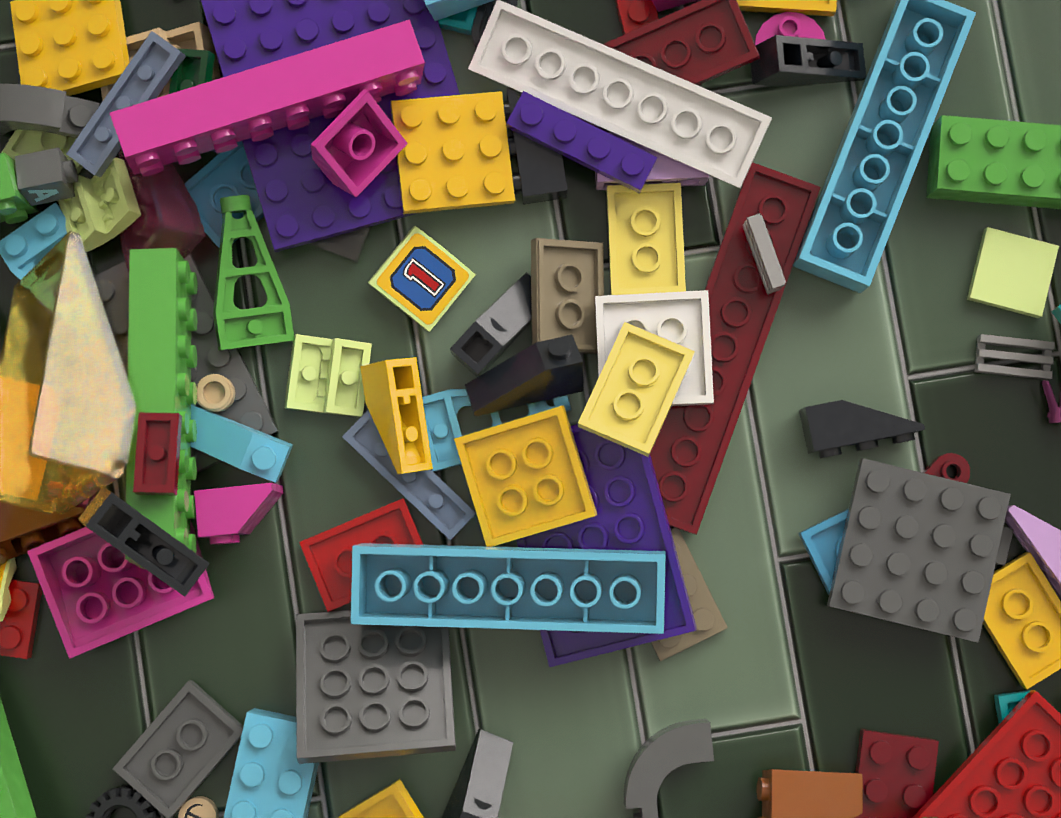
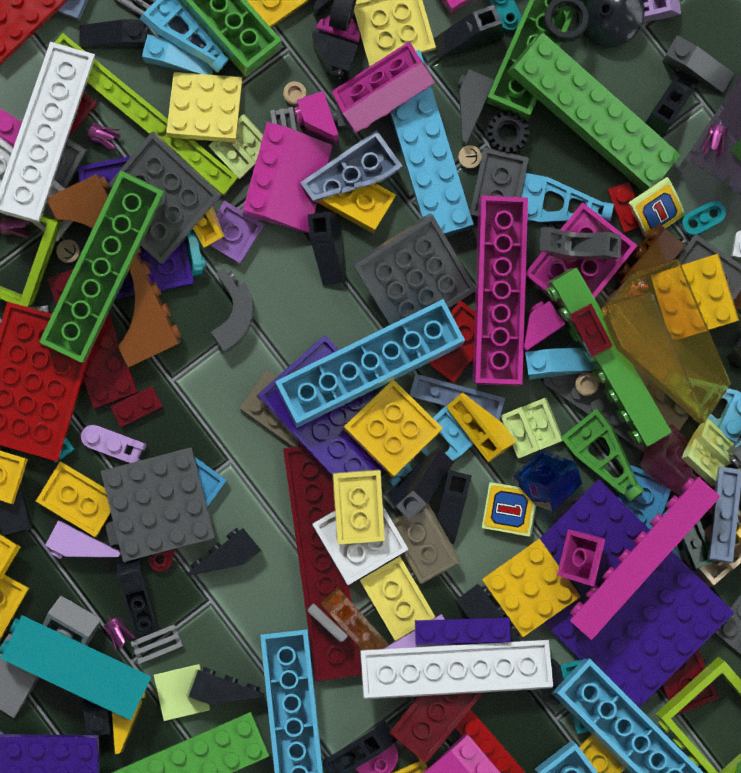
camera: 155 degrees right, 0 degrees up
(105, 593) = (580, 245): none -> dark grey arch
(138, 708) = (535, 189): none -> medium azure plate
(143, 541) = (571, 281): black slope -> none
(260, 595) = (500, 290): none -> dark pink brick
(345, 288) = (548, 479): none -> clear blue slope
(727, 236) = (353, 621): none -> clear orange slope
(874, 709) = (136, 407): none -> dark red plate
(936, 674) = (112, 443): none -> lavender plate
(968, 246) = (216, 690): none -> black slope
(1011, 439) = (136, 596): none -> black slope

